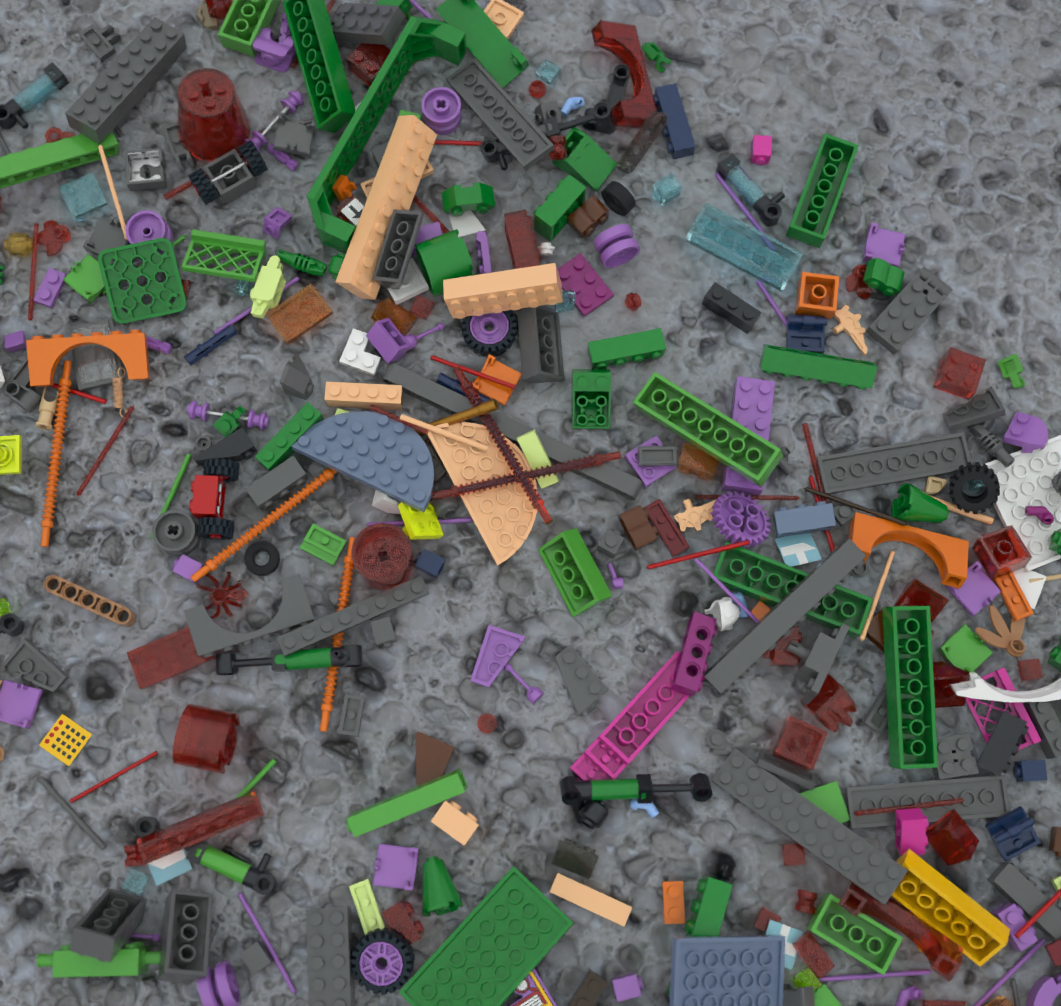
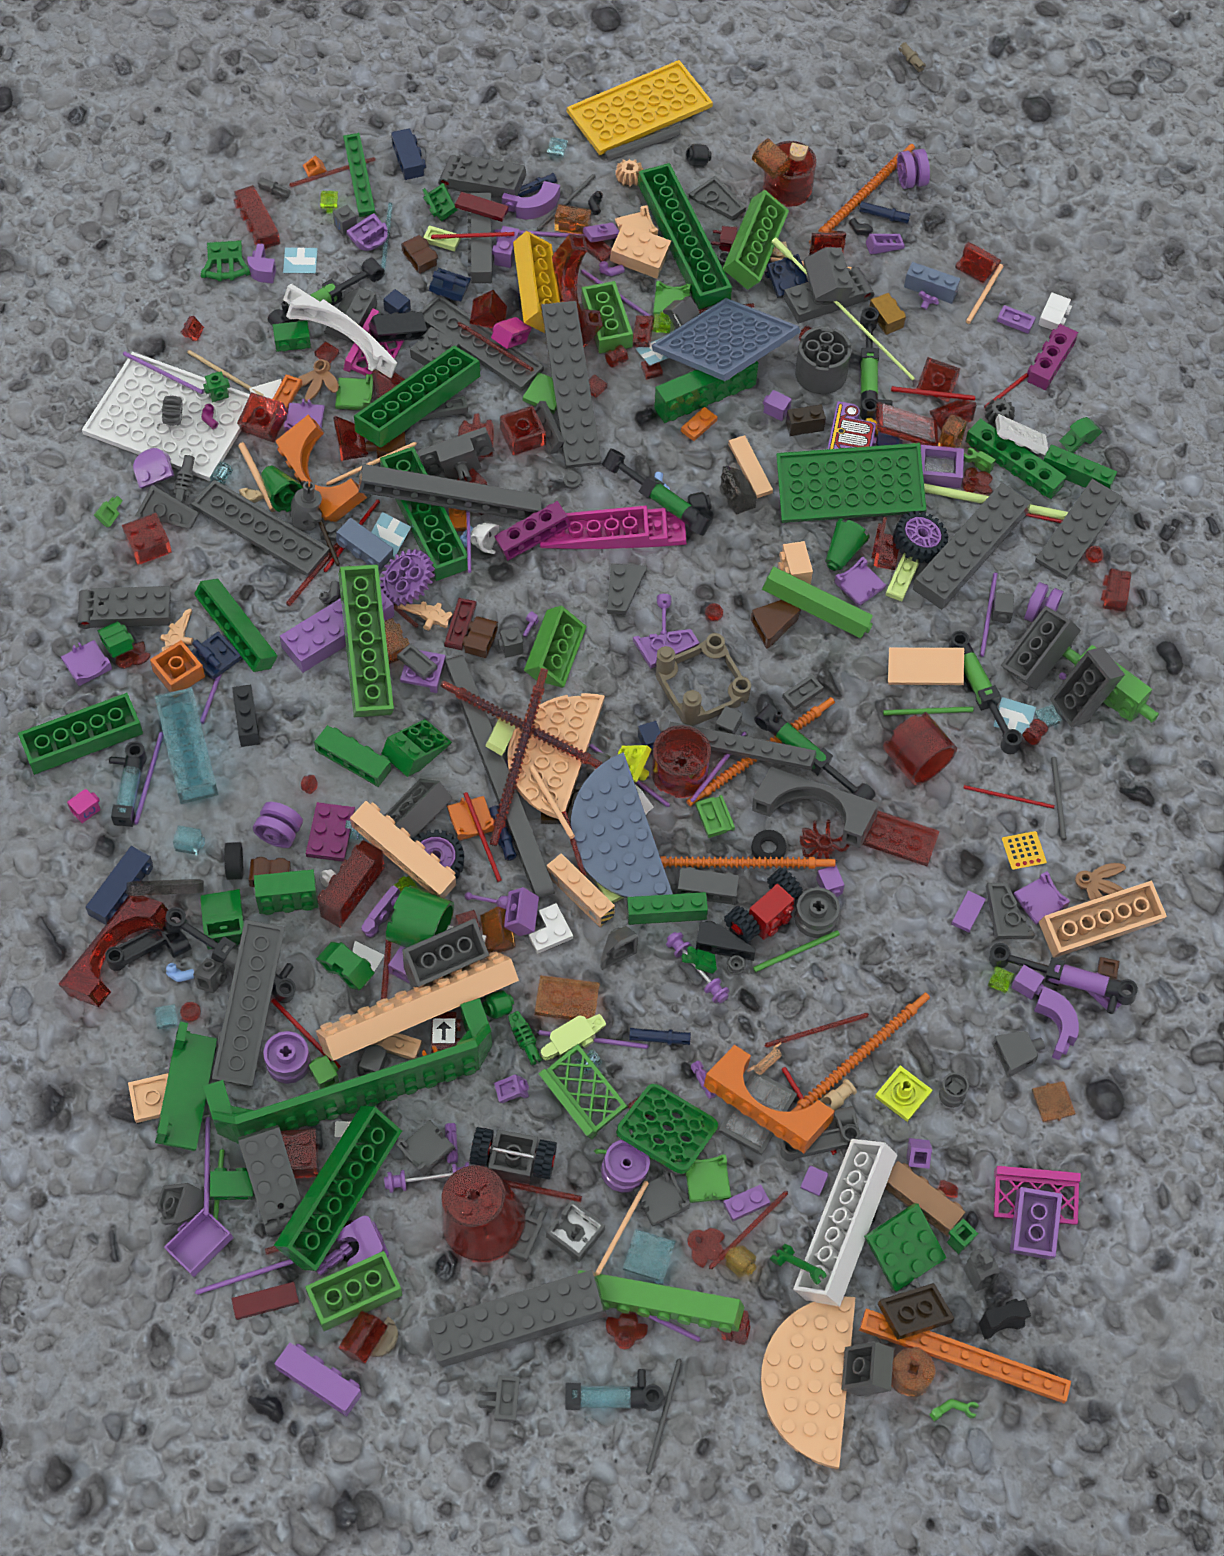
camera: 135 degrees left, 15 degrees down
(66, 644) = (968, 911): none -> medium lavender tile
(83, 595) = (929, 931): medium nougat beam -> none
(199, 827) = (973, 701): clear red brick -> none
(271, 832) = (926, 666): none -> light nougat tile
(356, 583) = (712, 774): none -> medium lavender axle
(420, 614) = (690, 709): none -> dark tan piece
(481, 409) = (508, 787): pearl gold piece -> none
(560, 151) = (236, 927): clear red wheel -> none
(653, 52) = (68, 953): green plate -> none
(698, 554) = (461, 580): red axle -> none
(877, 501) = (305, 508): none -> dark grey piece
(979, 502) = (232, 462): black tyre -> none

